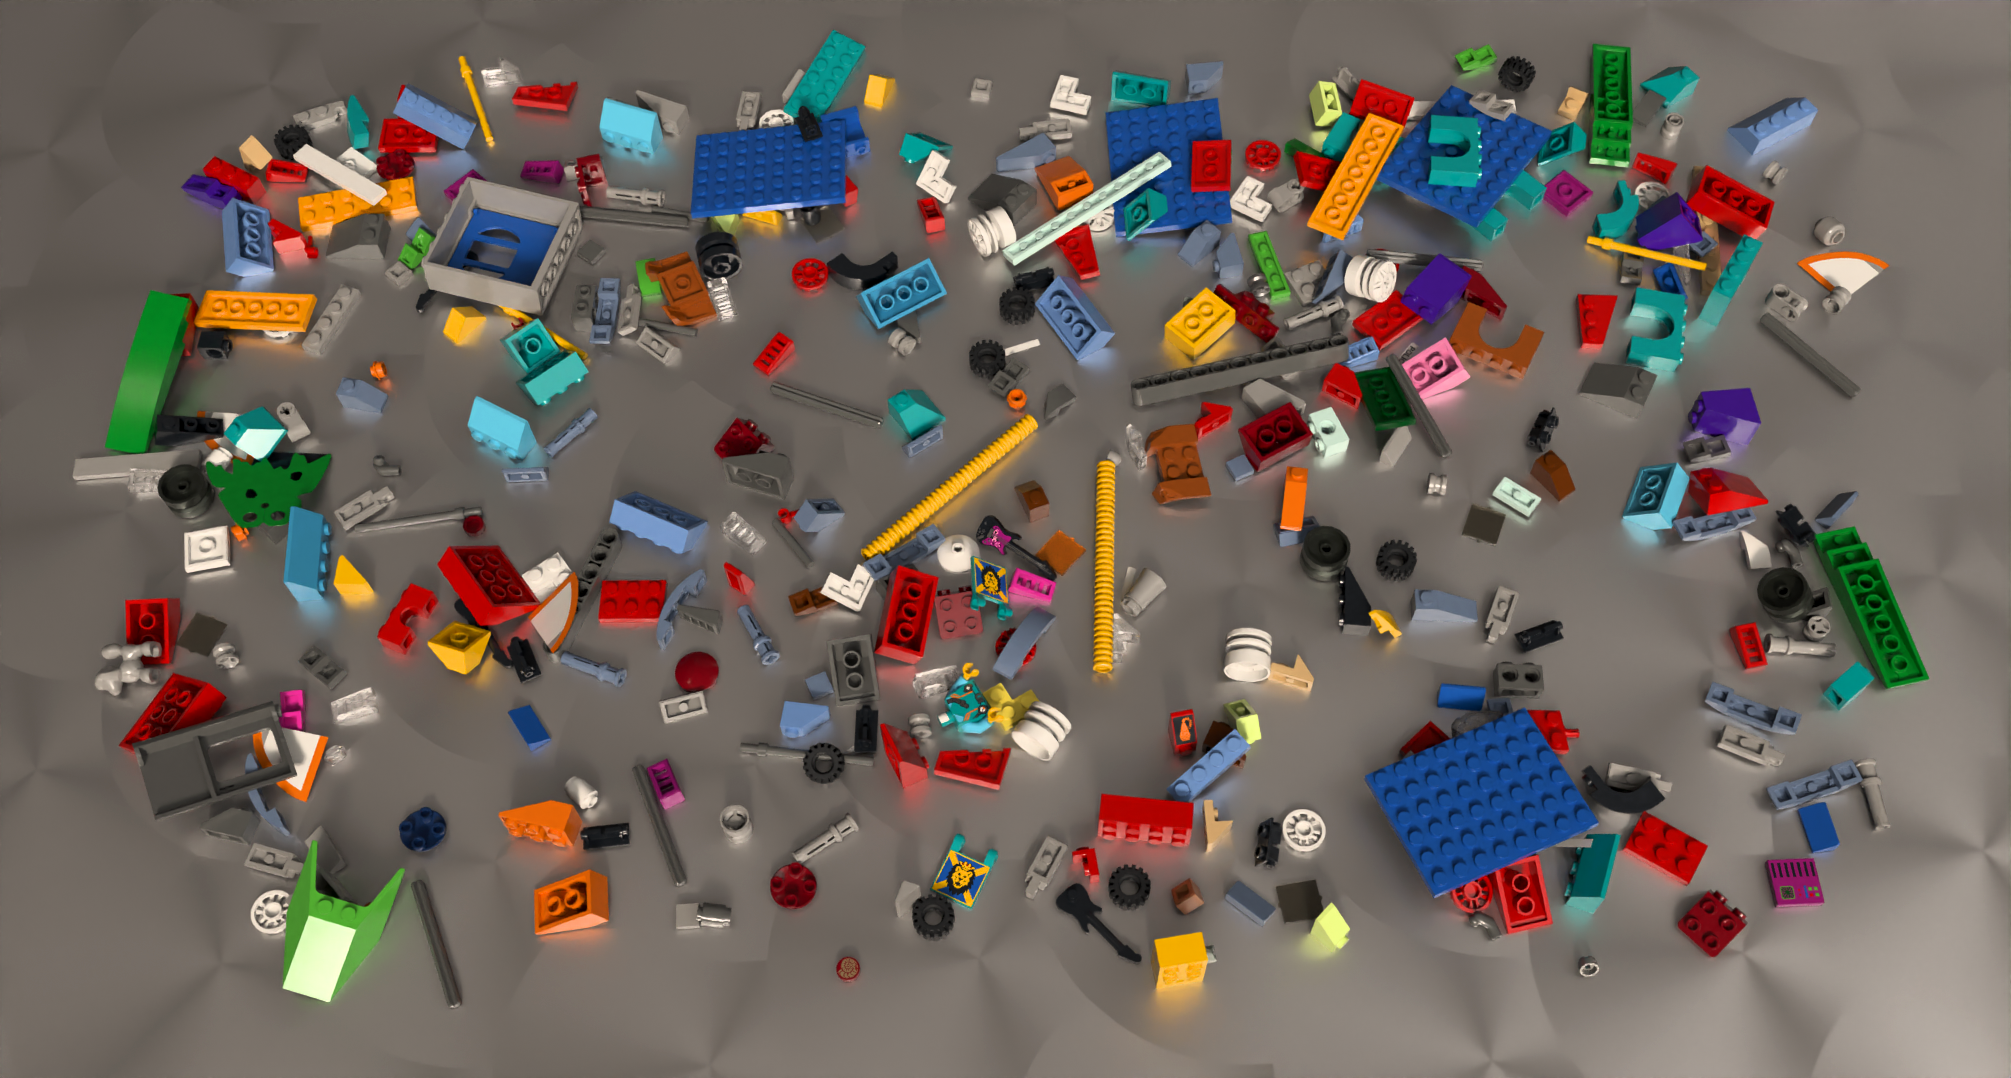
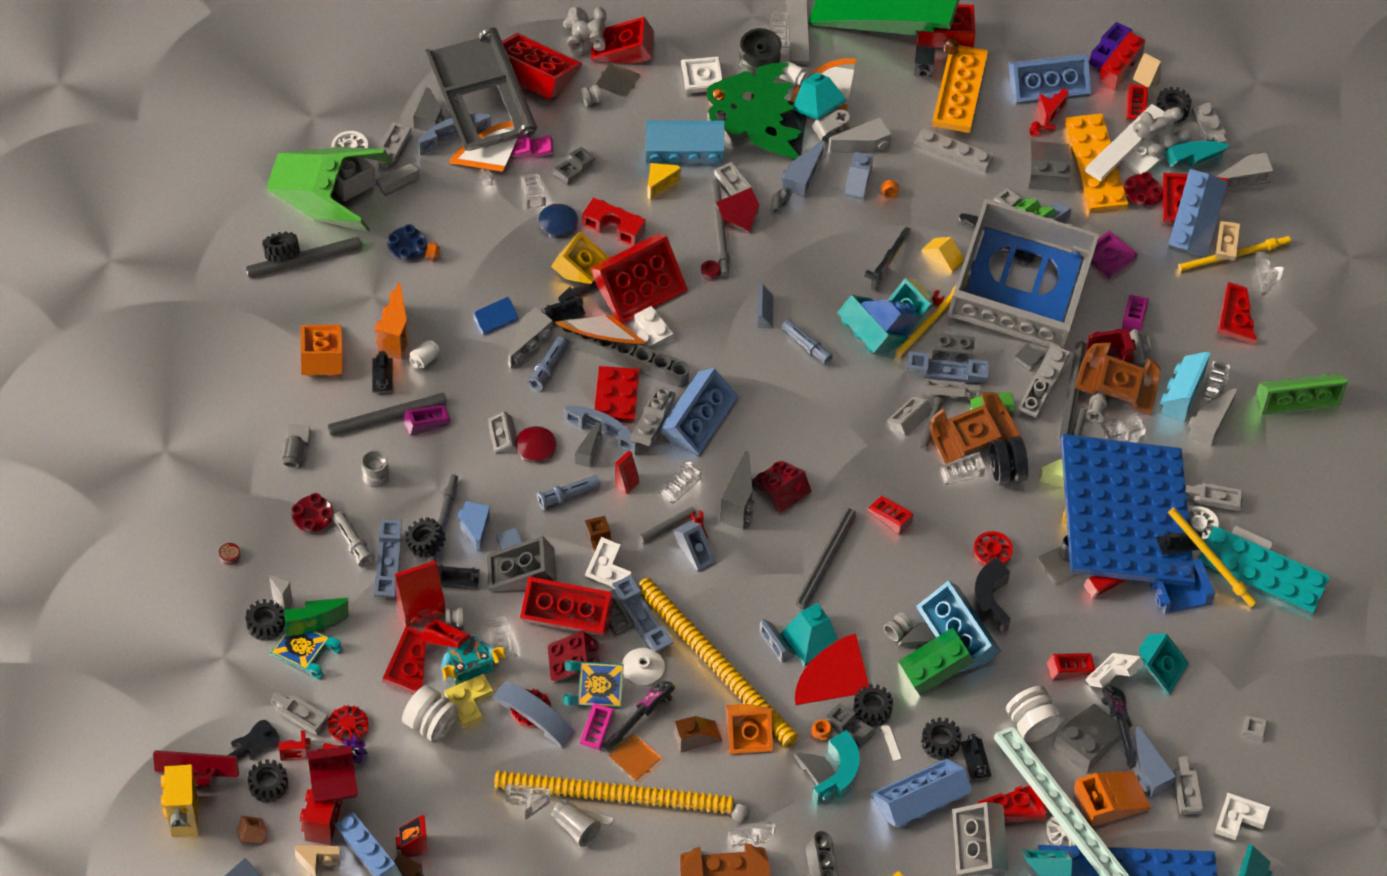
camera: 90 degrees right, 5 degrees down
(185, 430) = (830, 49): black slope -> none
(199, 319) = (951, 46): none -> reddish brown hinge
(313, 392) = (862, 139): none -> light grey slope
(331, 143) = (1163, 127): none -> light grey animal
(352, 446) = (802, 170): none -> sand blue slope
(381, 84) = (1249, 171): none -> light grey slope
(398, 677) = (558, 220): none -> dark blue dish
(400, 498) = (739, 209): none -> dark red slope
(415, 963) = (281, 247): none -> black tyre
(436, 801) = (432, 251): none -> orange plate
(464, 97) = (1227, 240): none -> tan slope
(487, 369) = (882, 268): none -> black piece
(500, 429) = (809, 284): medium azure slope -> none
(545, 352) = (893, 315): none -> blue slope
(554, 689) = (531, 331): none -> light grey slope
(621, 179) = (1119, 378): none -> dark orange piece
(623, 238) = (1044, 381): none -> light grey slope
(636, 48) = (1301, 393): none -> bright green slope
(665, 562) = (653, 417): none -> light grey slope
(679, 171) = (1125, 428): none -> clear slope
(844, 93) = (1238, 587): none -> yellow bar
(851, 801) = (388, 557): none -> sand blue slope
(878, 89) = (1252, 623): yellow slope -> none
(929, 865) = (315, 615): none -> green slope
(940, 307) = (936, 661): none -> green slope
(953, 393) = (833, 673): none -> red sticker
(953, 728) = (444, 634): none -> red slope
(964, 179) = (1117, 703): none -> black piece
(1022, 455) = (749, 728): none -> orange slope
(1051, 817) = (348, 723): none -> red wheel
(1055, 373) = (846, 754): none -> teal arch
(1086, 804) = (360, 751): none -> dark purple gear
(1122, 269) = (980, 839): none -> light grey slope
(1131, 961) = (205, 766): none -> dark red bracket
(1143, 800) = (332, 774): none -> dark red bracket

